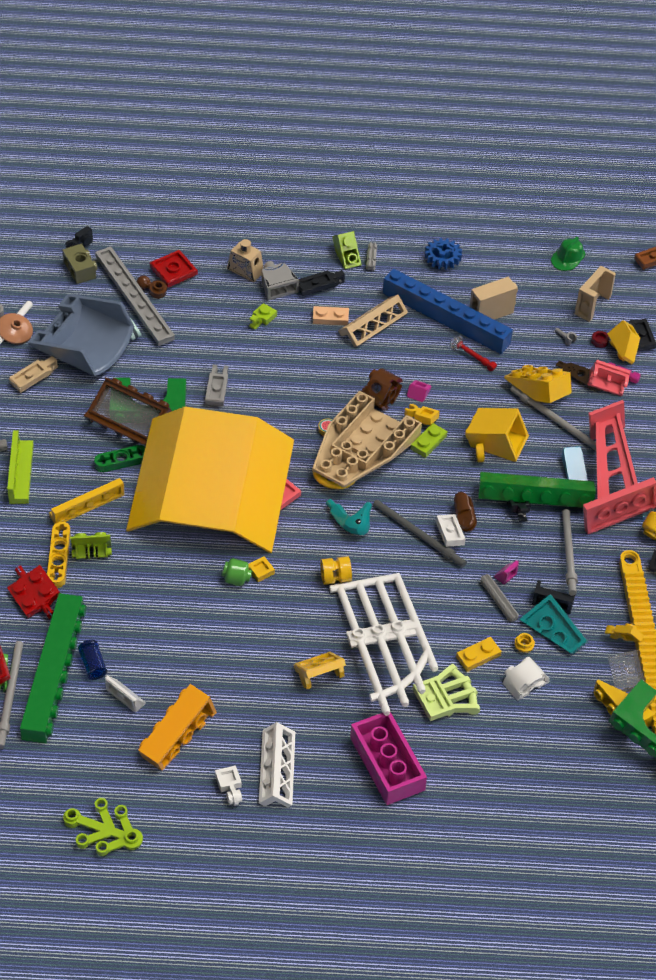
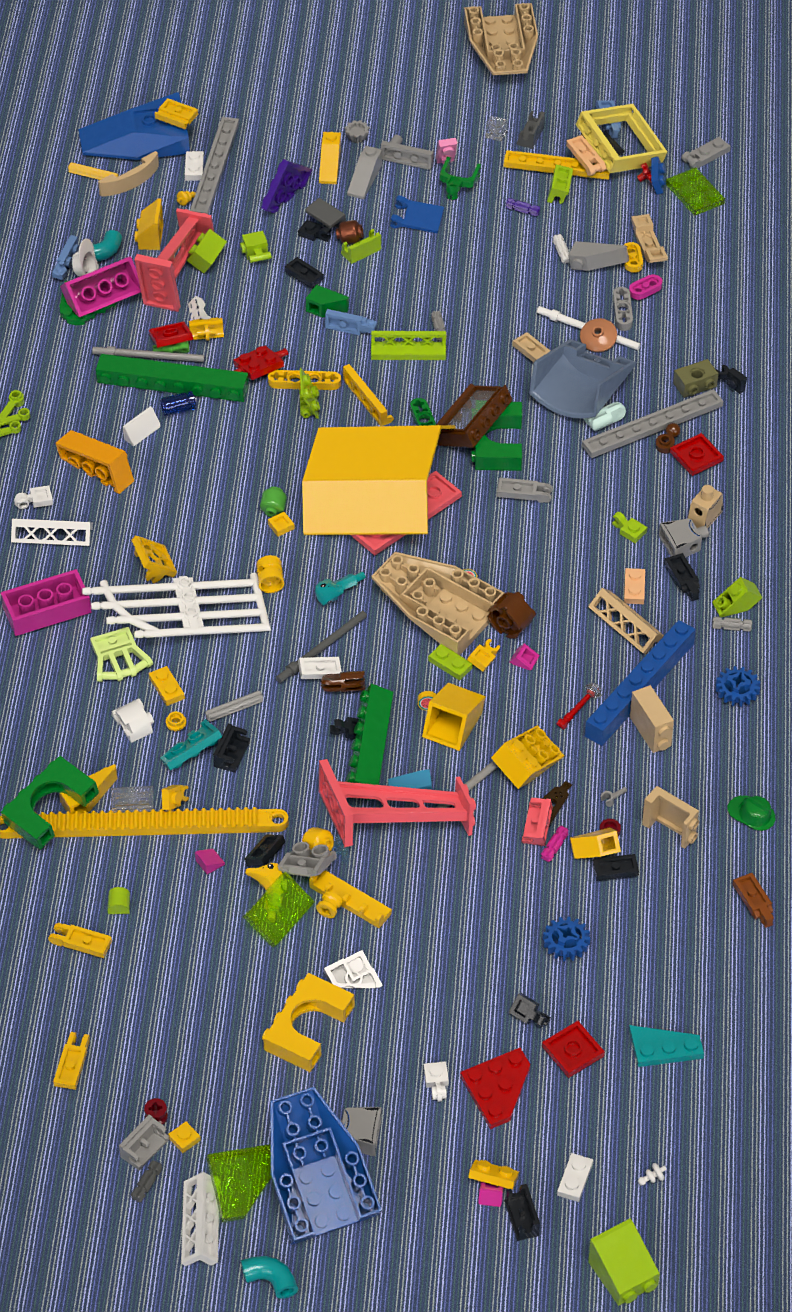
camera: 95 degrees right, 0 degrees up
(507, 572) = (265, 714): dark pink slope -> none
(571, 576) = (245, 756): light grey bar -> none

